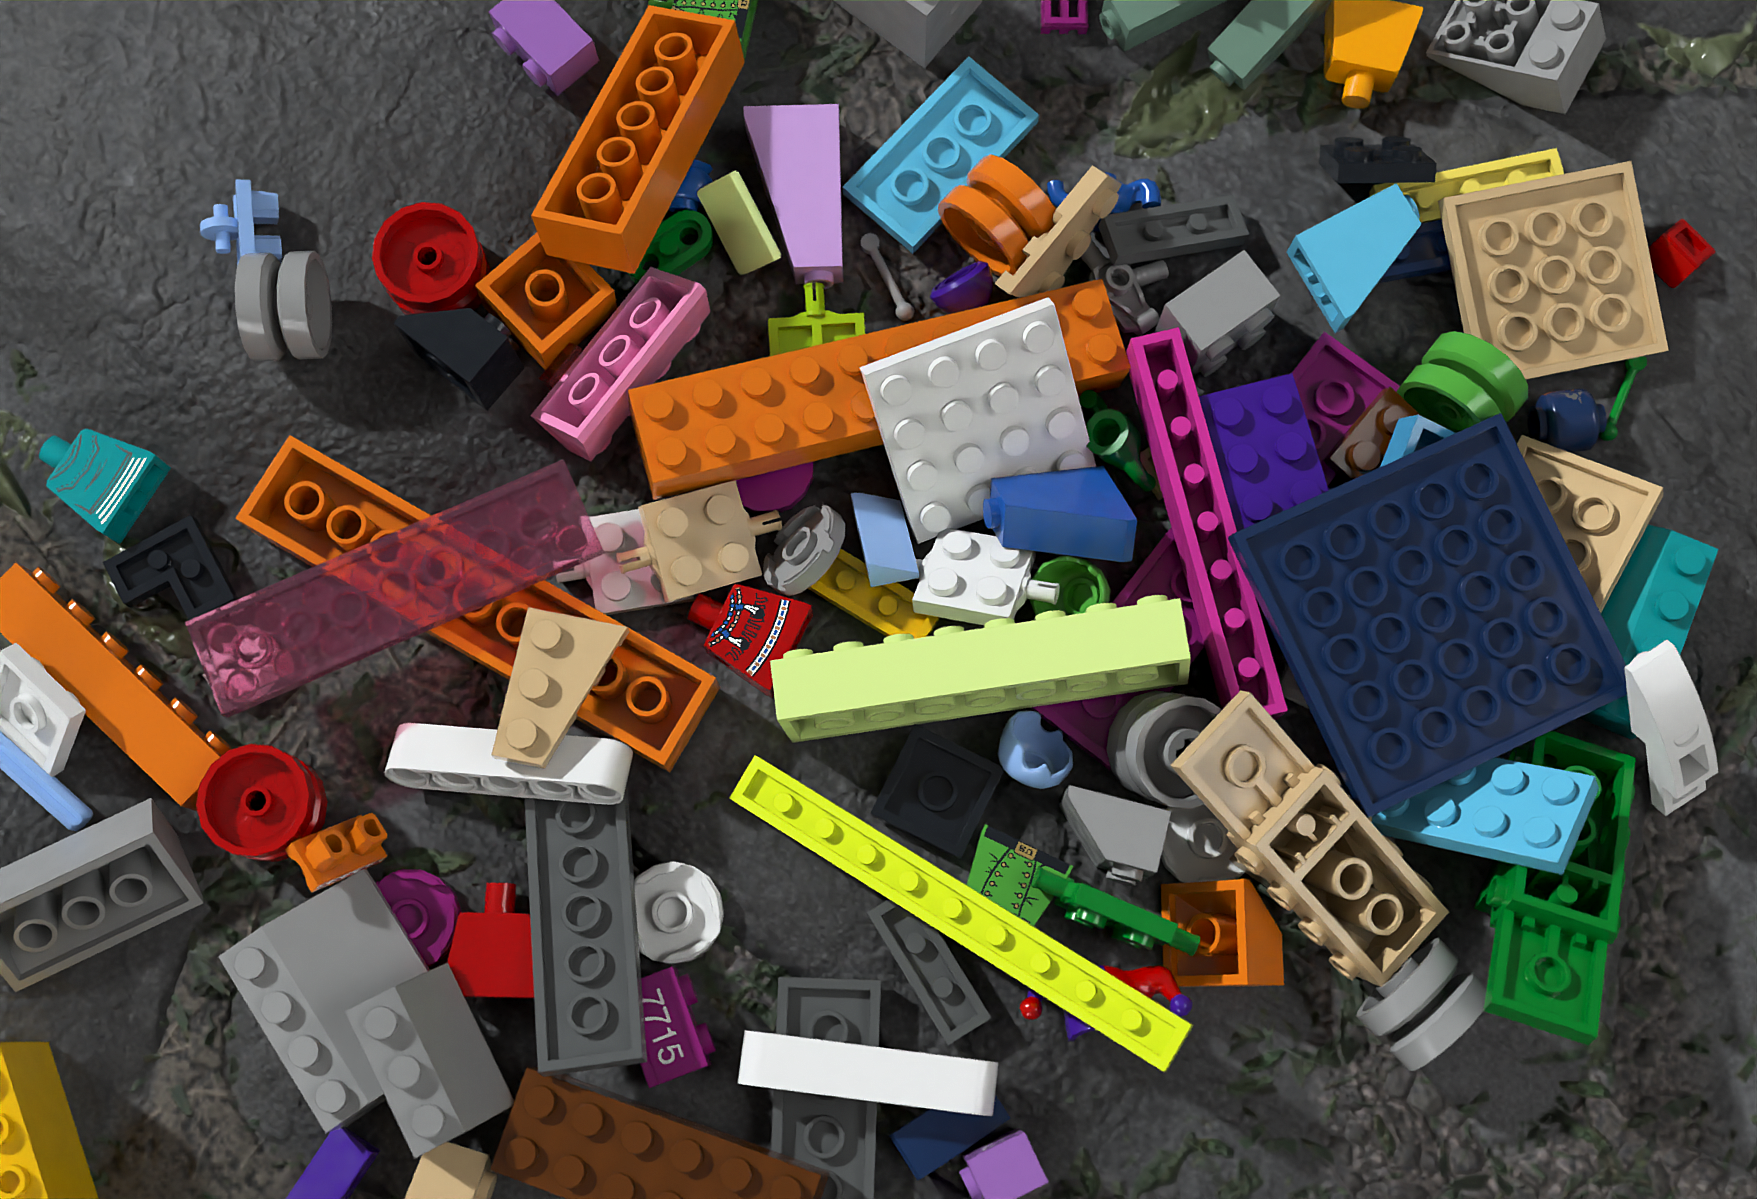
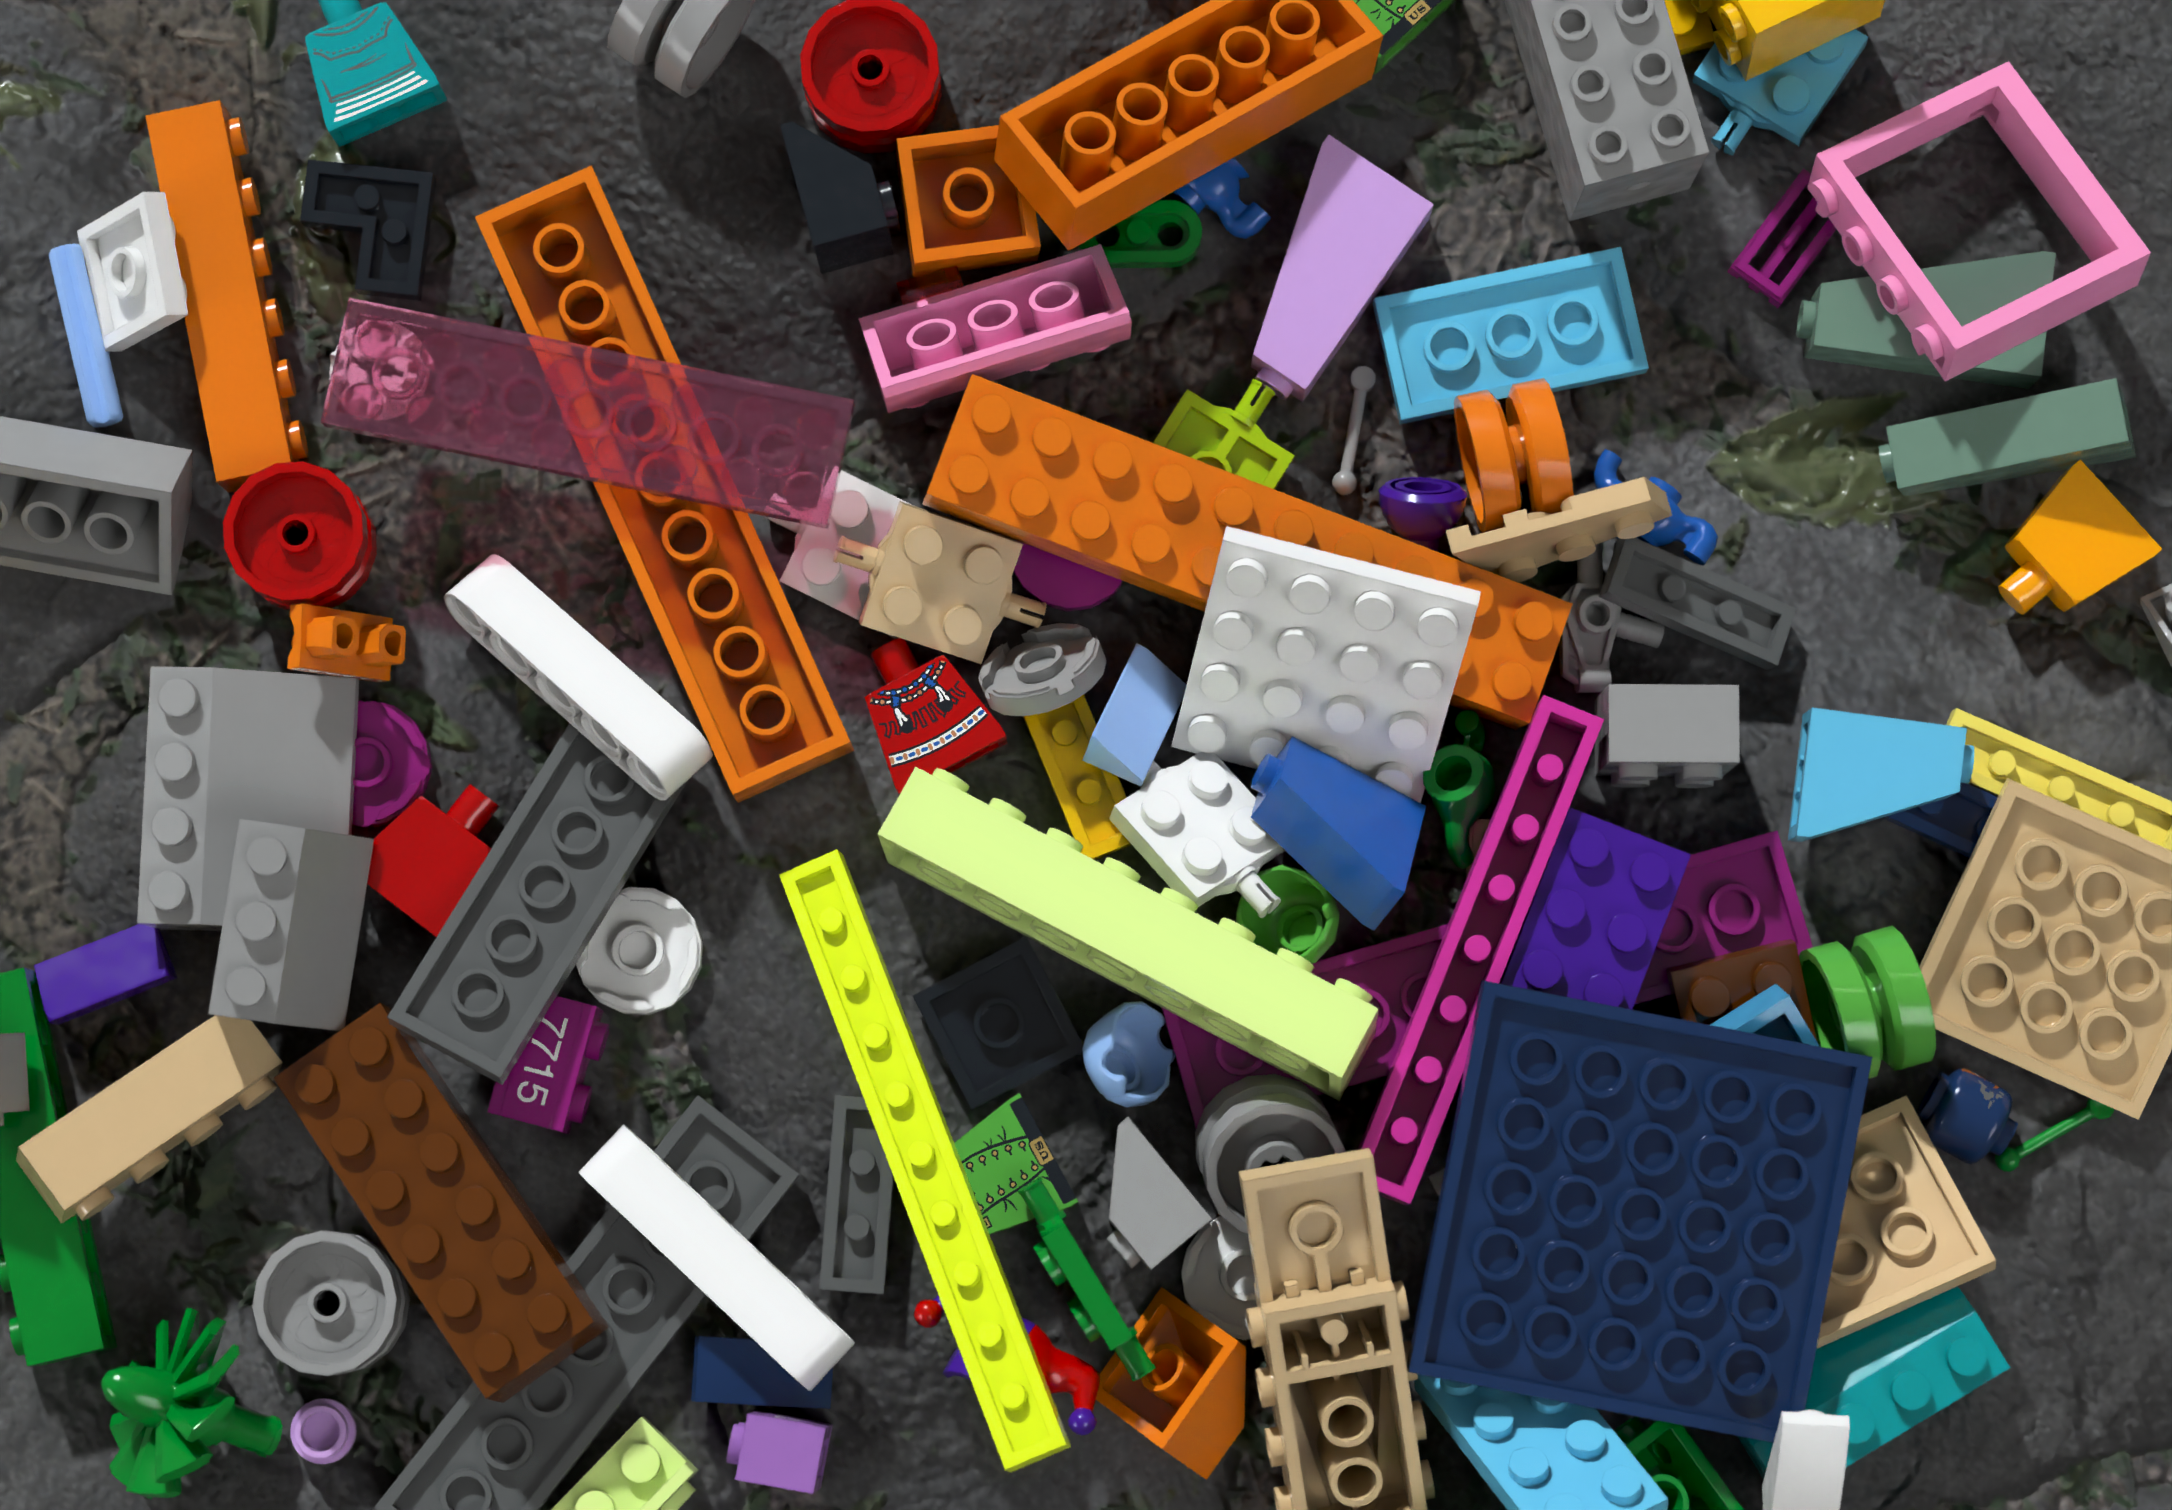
camera: 35 degrees right, 5 degrees up
(550, 679) = (682, 621): tan wing -> none
(738, 223) = (1230, 260): yellowish green slope -> none
(1388, 162) = (1974, 686): black plate -> none

